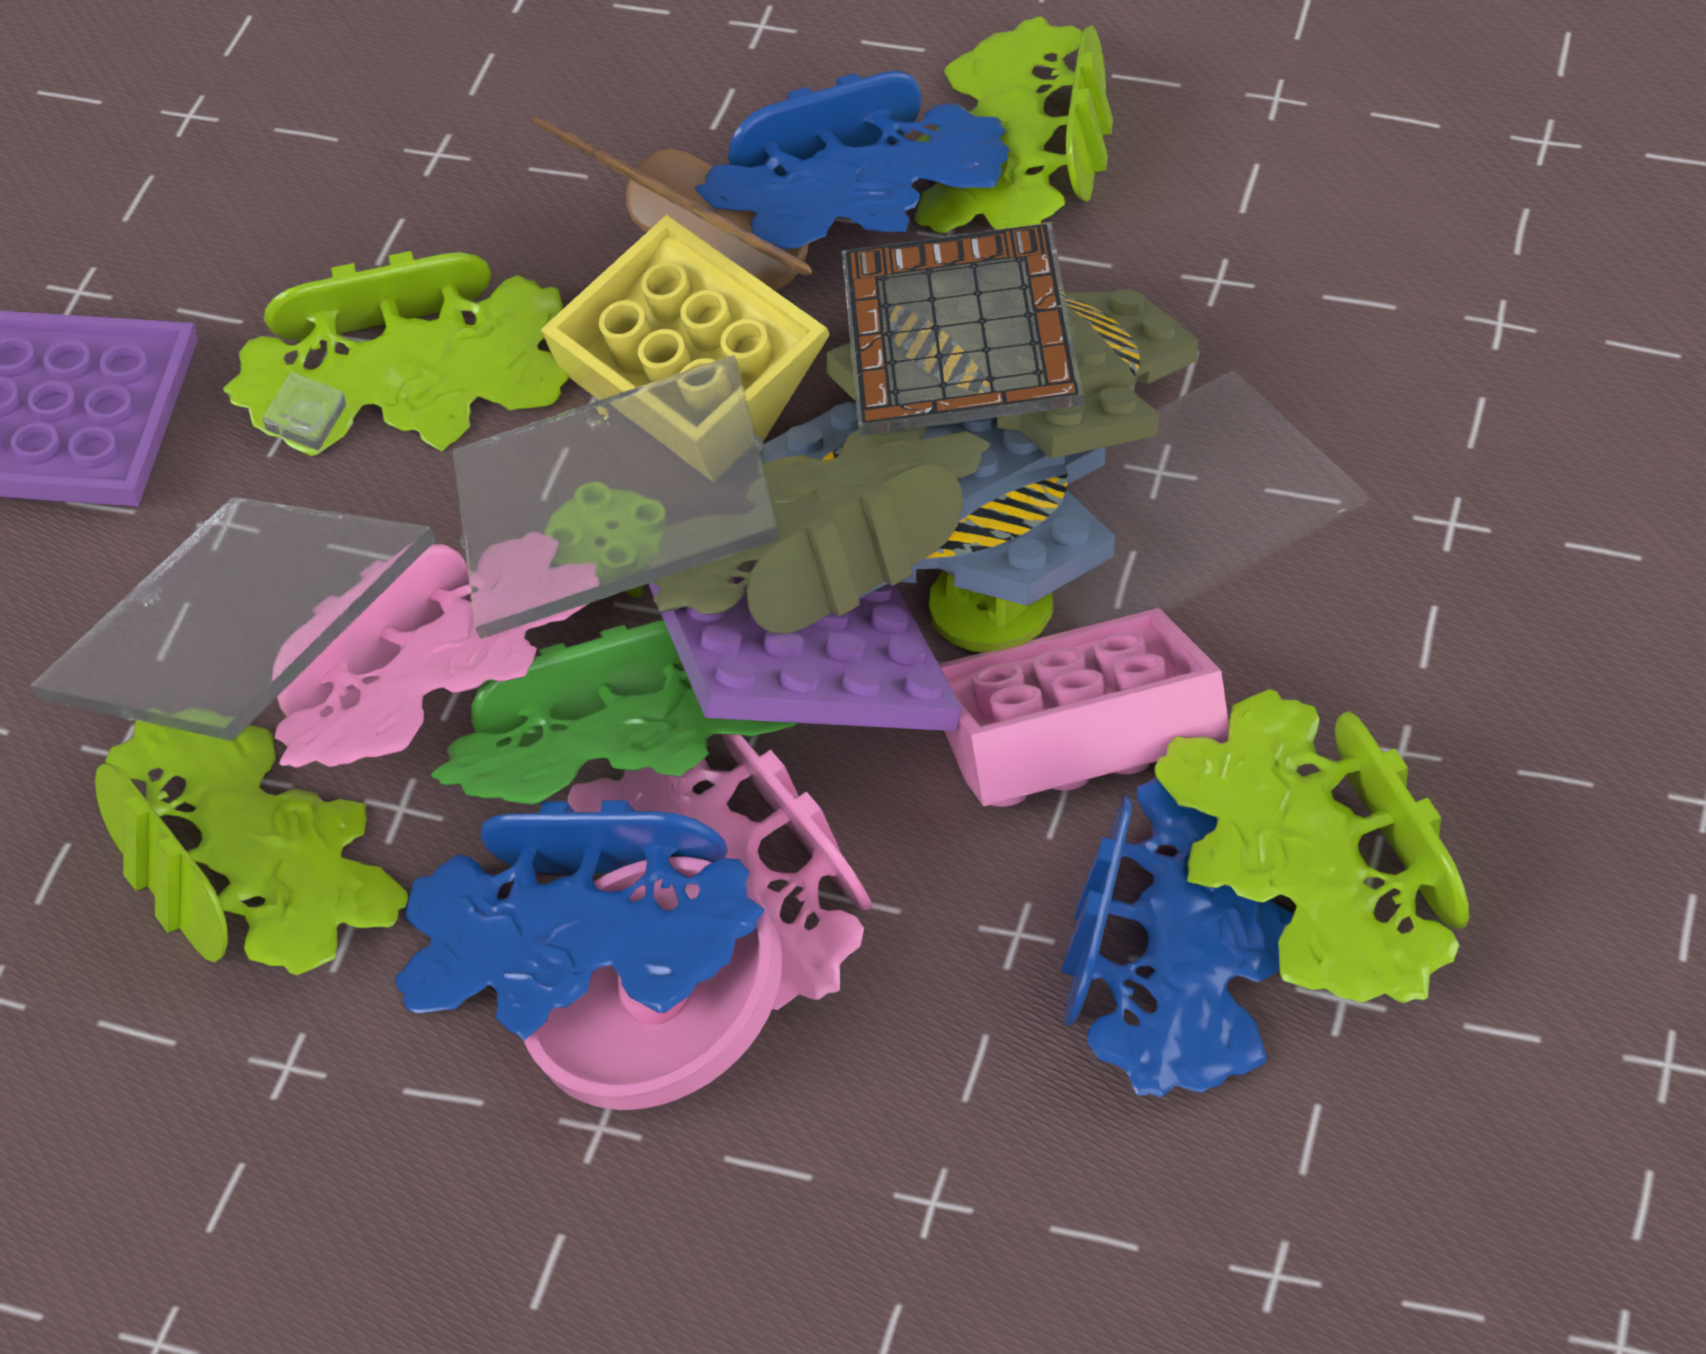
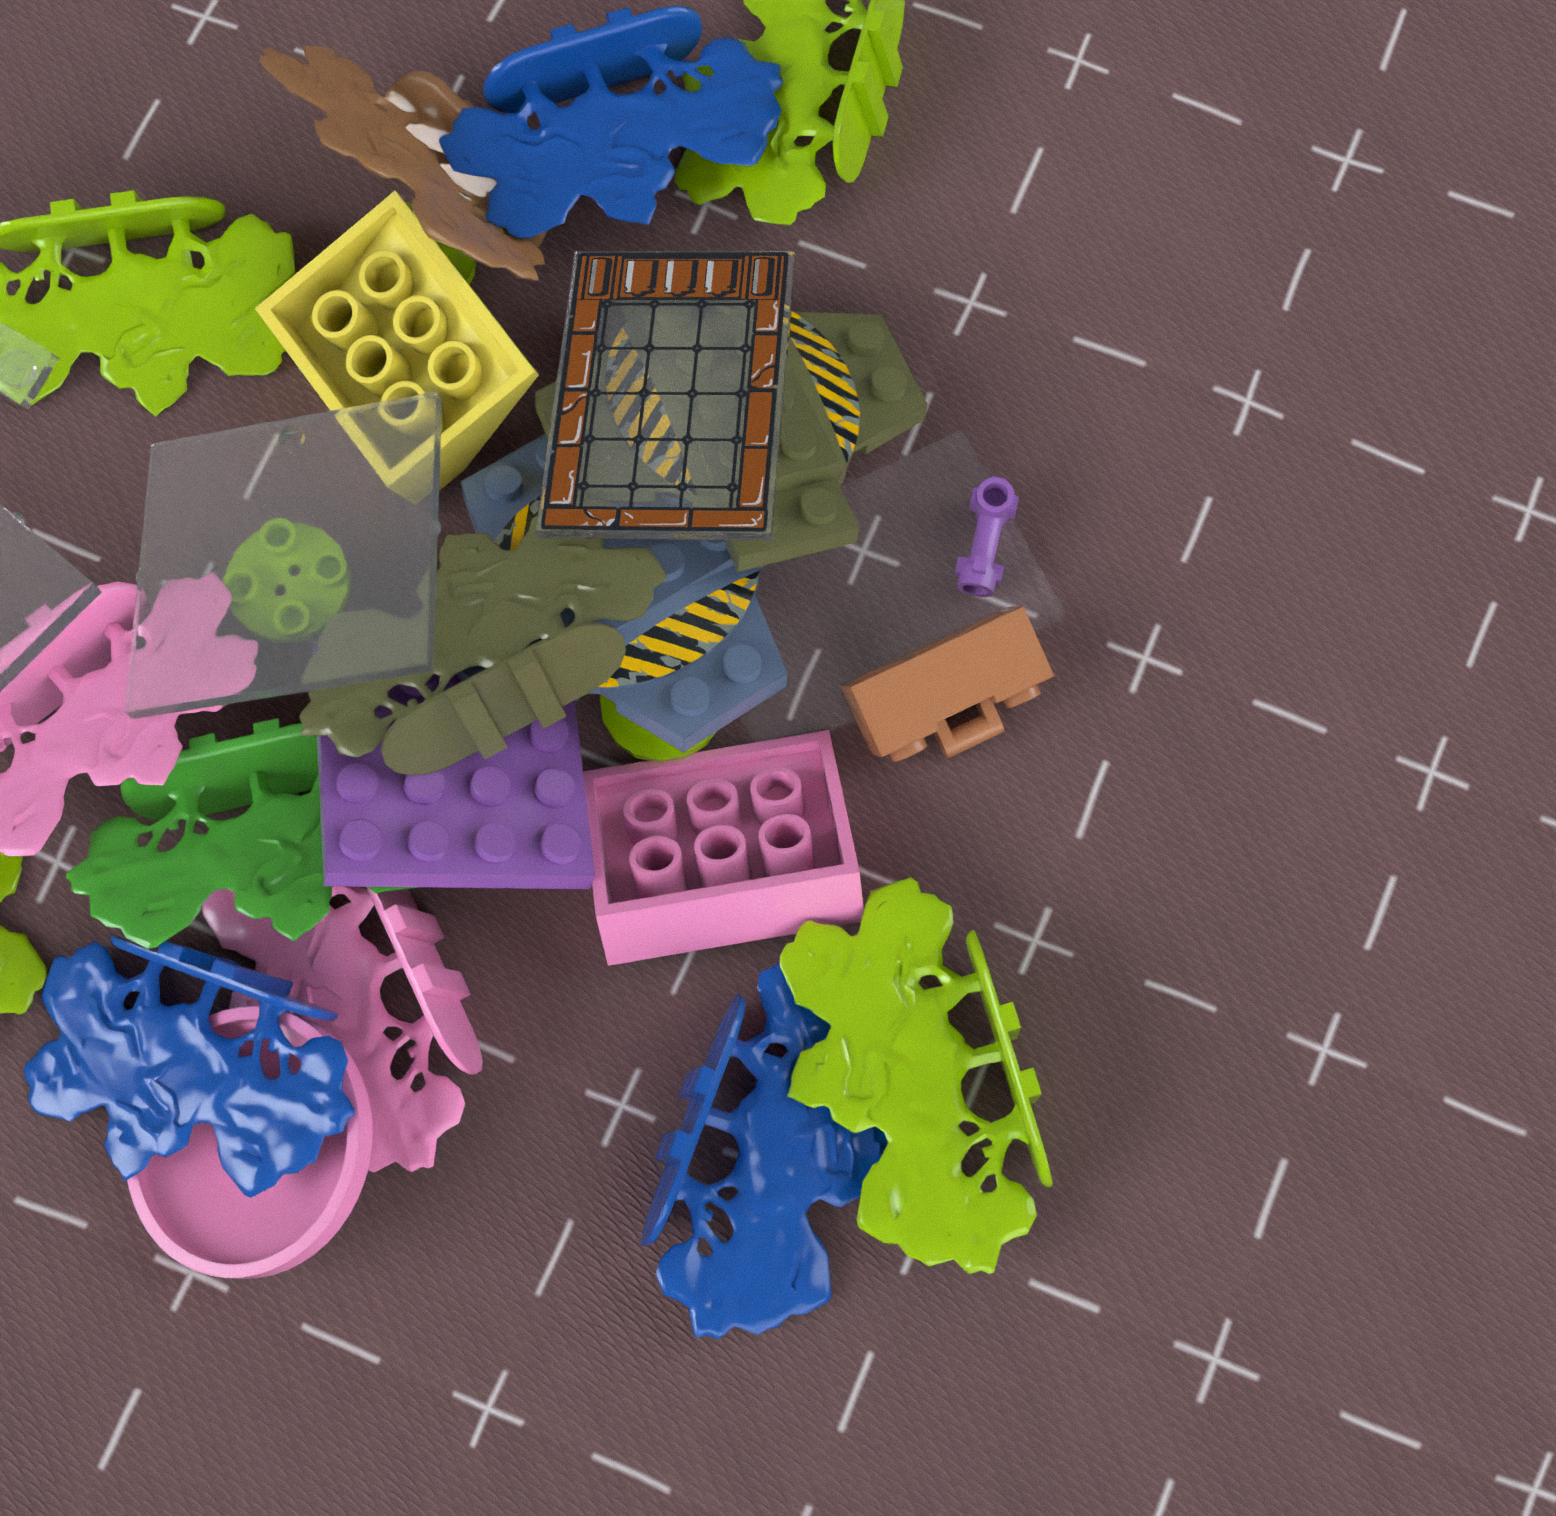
camera: 10 degrees right, 25 degrees up
(1253, 548) = (970, 667): none -> nougat piece
(1278, 414) = (993, 507): none -> medium lavender bar

